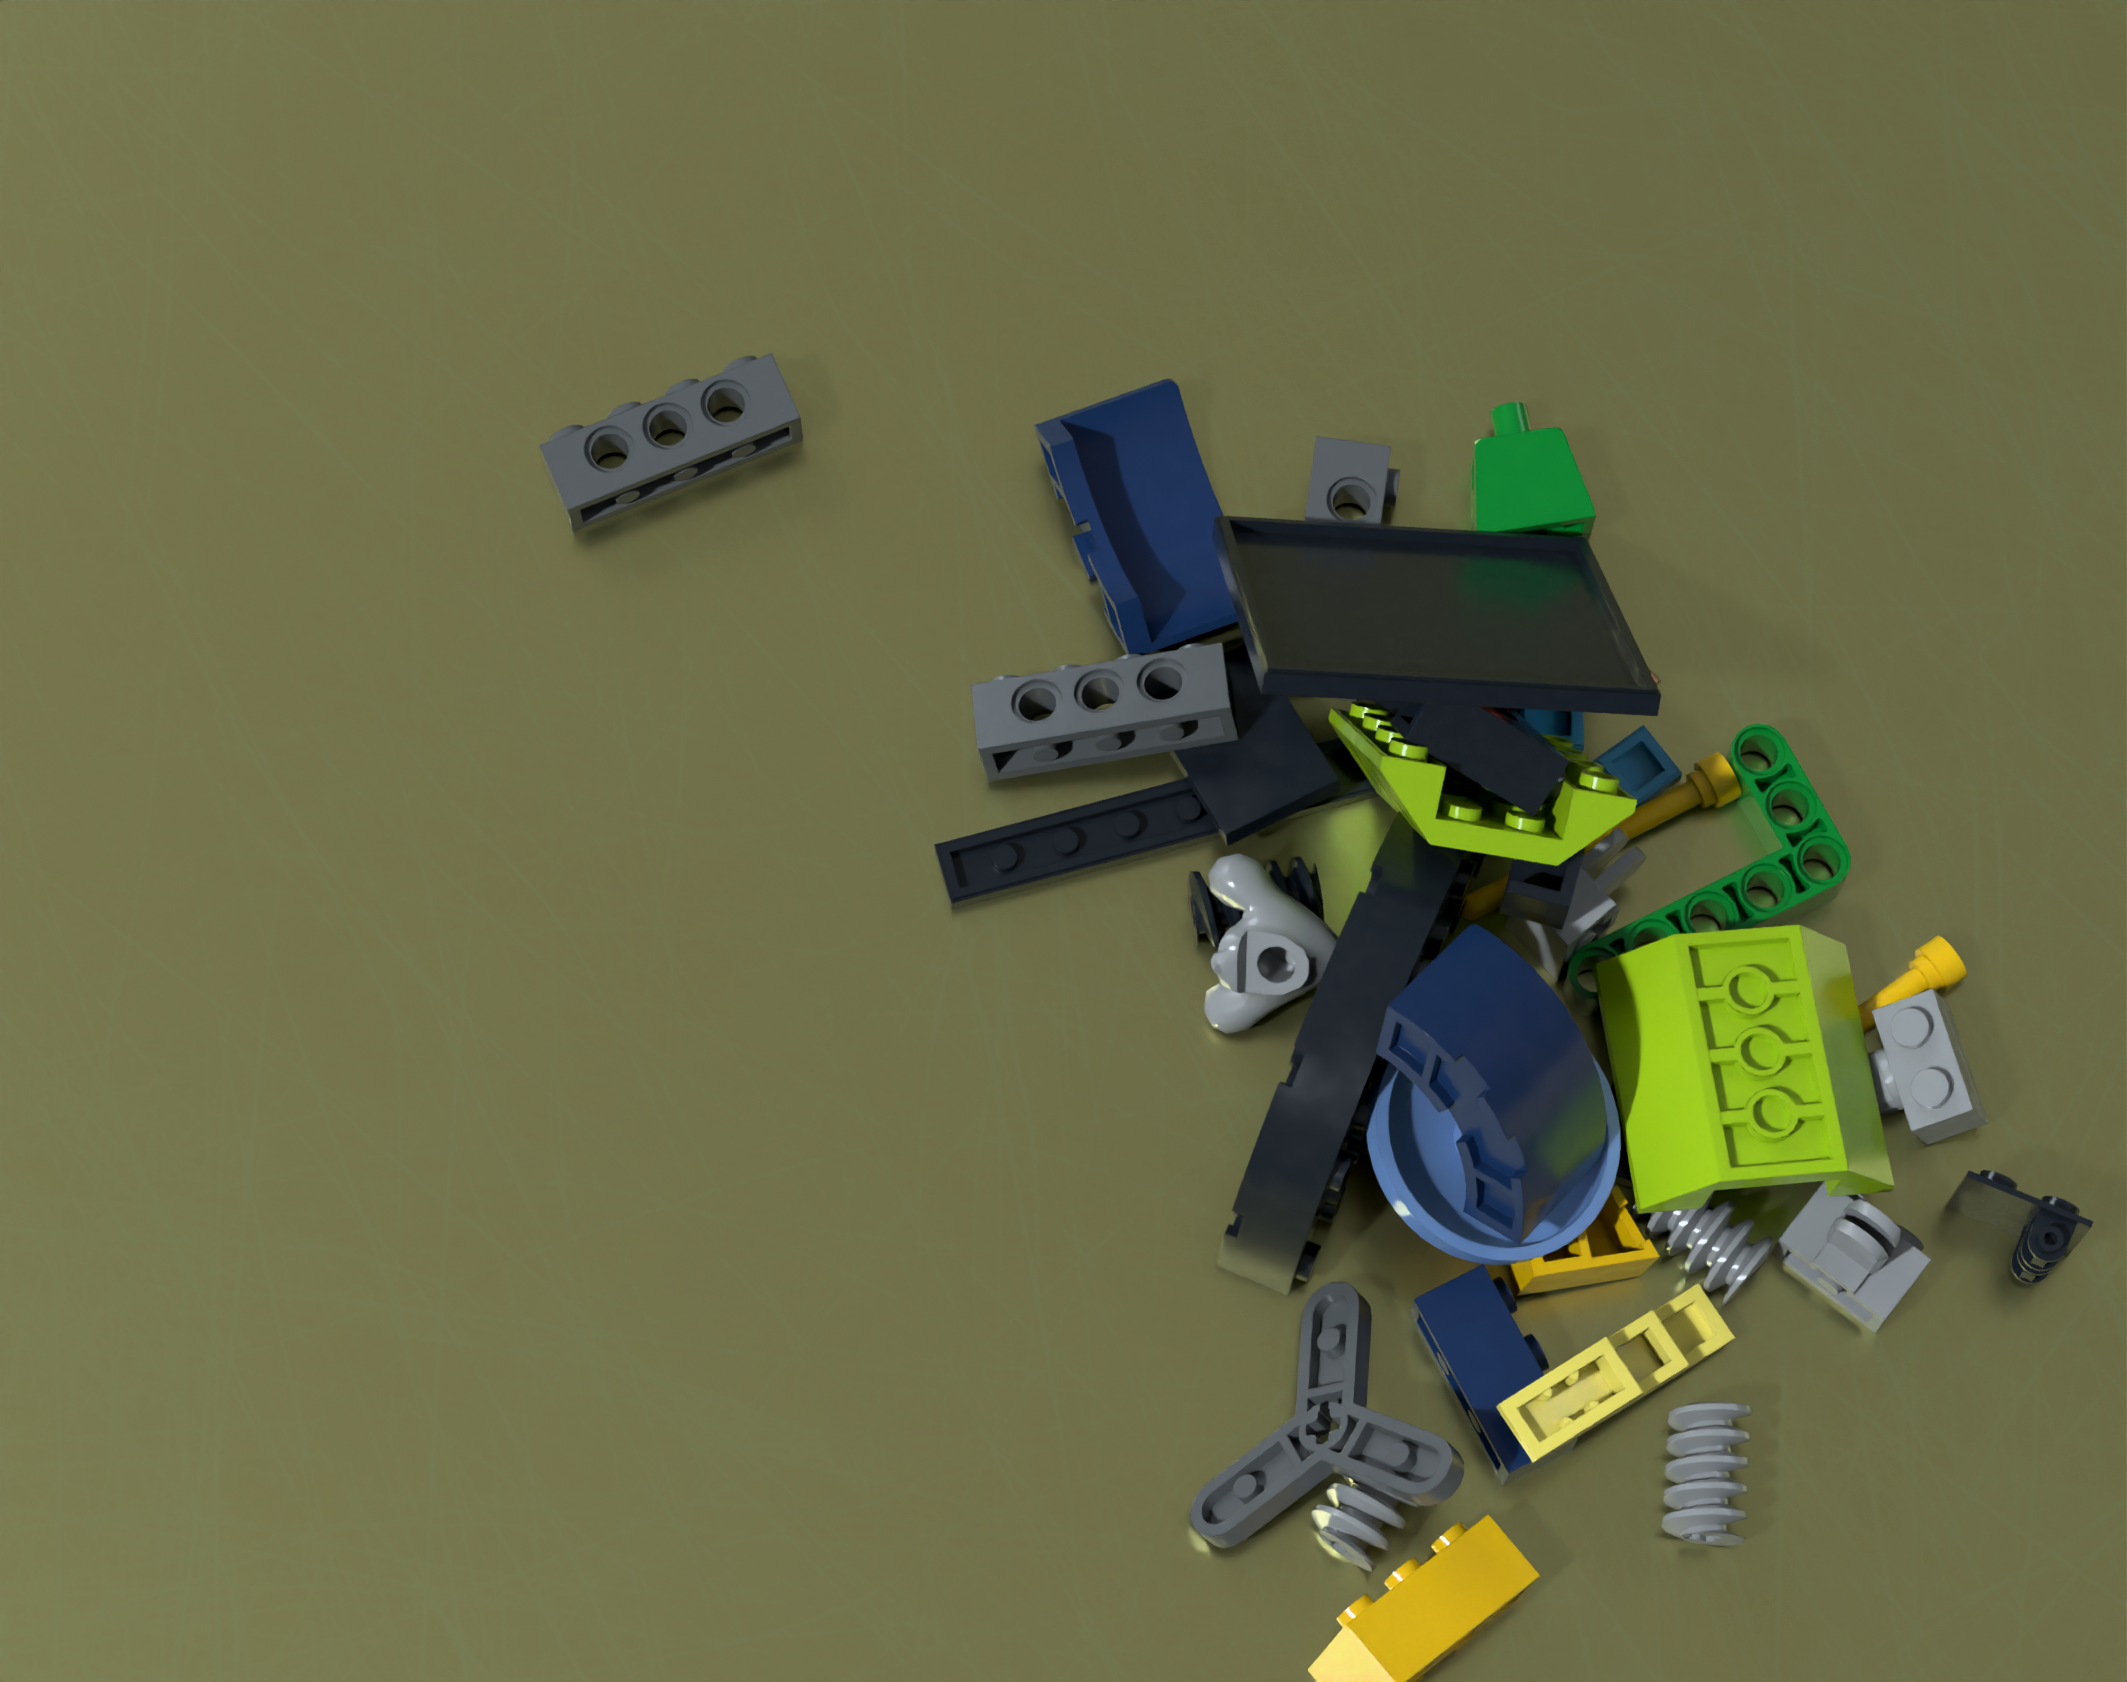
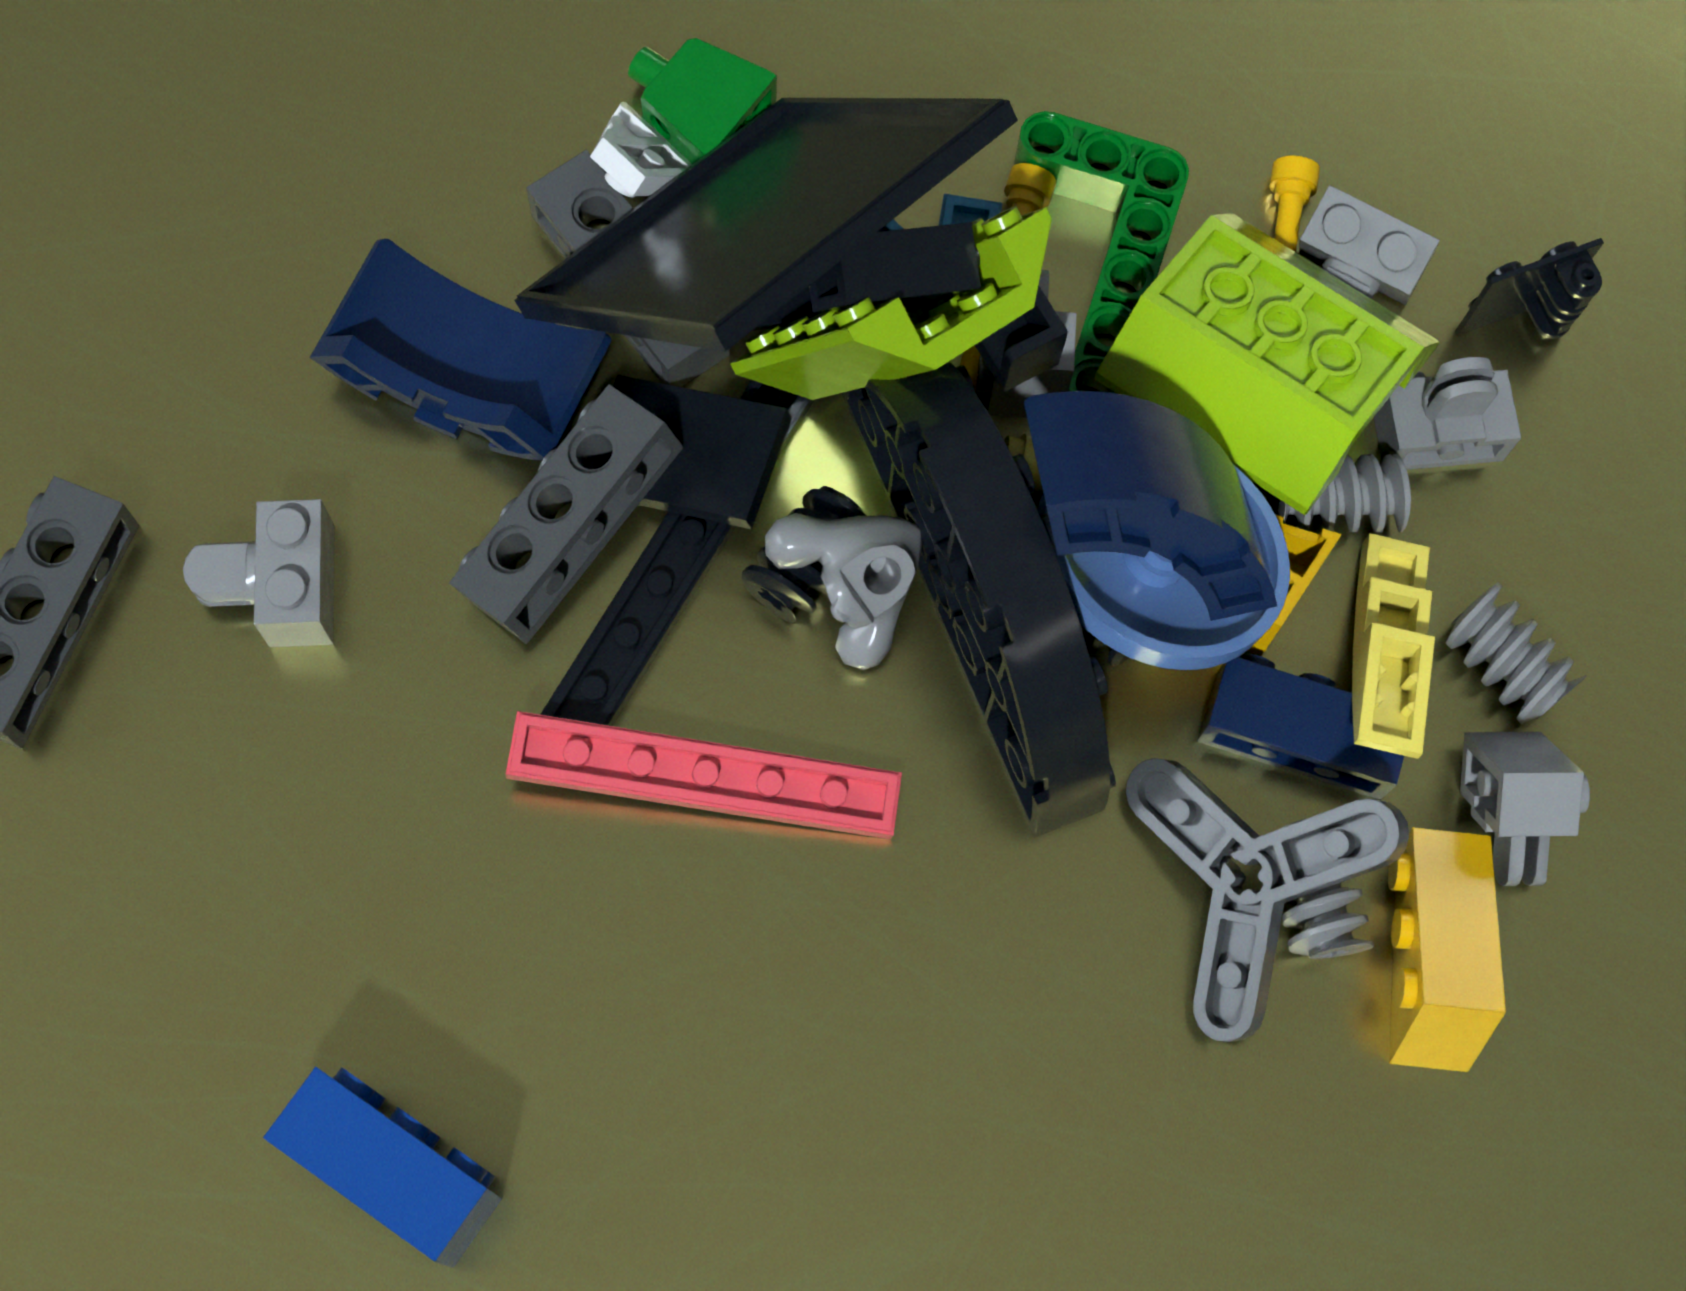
camera: 50 degrees left, 0 degrees up
(541, 1050) = (385, 1164): none -> blue brick
(863, 569) = (280, 573): none -> light grey brick
(1020, 994) = (703, 775): none -> coral tile
(1428, 484) = (636, 155): none -> white wing
(1596, 1568) = (1524, 795): none -> light grey brick

